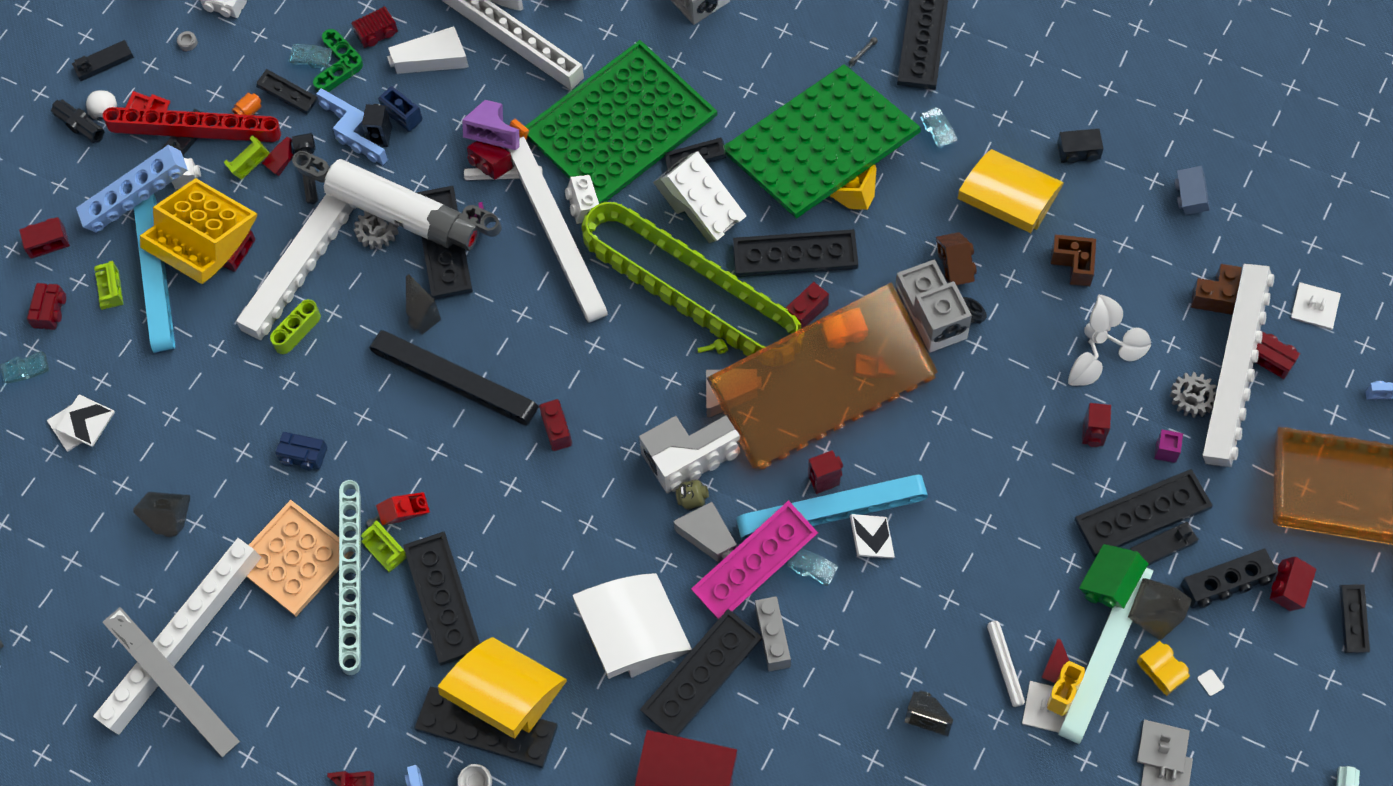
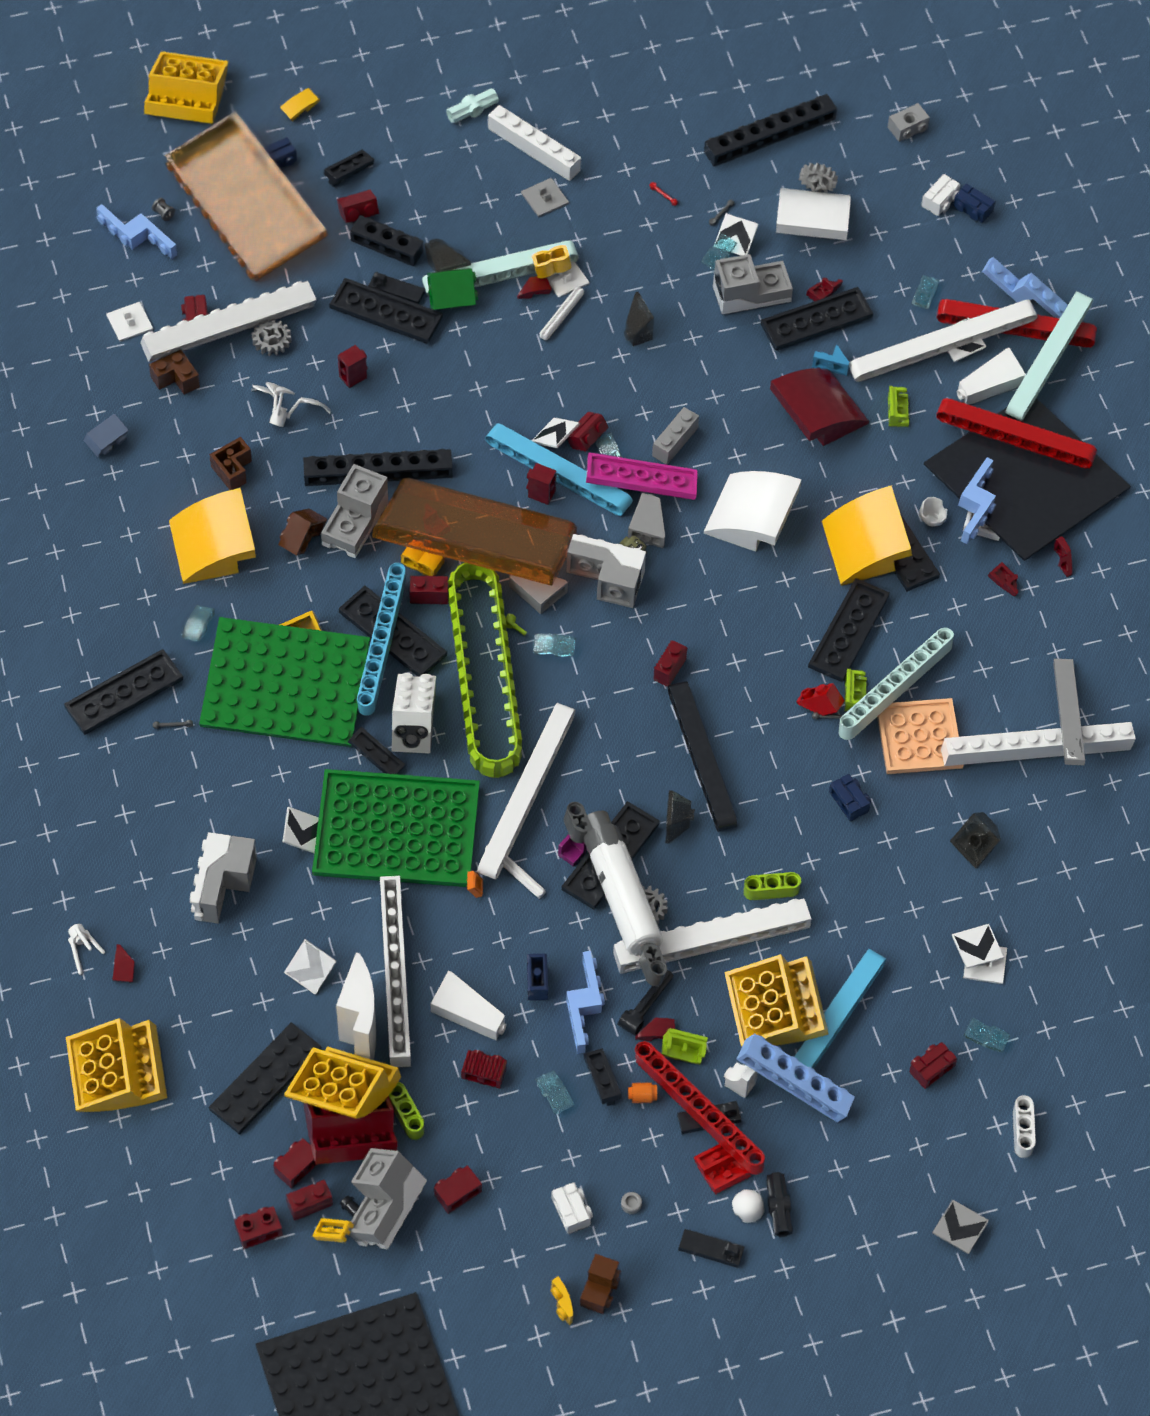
camera: 140 degrees left, 5 degrees down
(44, 237) = (888, 1123): dark red brick -> none
(108, 285) = (874, 1041): lime hinge -> none
(343, 64) = (536, 1064): green beam -> none
(377, 124) = (568, 975): black brick -> none
(487, 126) = (495, 897): medium lavender arch -> none
(489, 159) = (517, 878): dark red brick -> none
(581, 196) = (486, 792): white bracket -> none
(660, 357) = (554, 644): none -> clear light blue slope
(682, 56) = (300, 829): none -> white piece
(701, 674) = (740, 452): black plate -> none
(791, 237) = (381, 646): none -> medium azure beam
(846, 565) = (588, 431): none -> dark red brick
(976, 309) = (327, 500): black gear -> none
(1009, 313) = (428, 465): none -> black brick
(1080, 145) = (130, 527): black brick -> none
(1163, 667) = (480, 235): yellow brick -> none
(1163, 746) = (529, 208): light grey piece -> none
(1168, 446) = (326, 324): magenta panel -> none
(1210, 682) = (462, 213): white sticker -> none

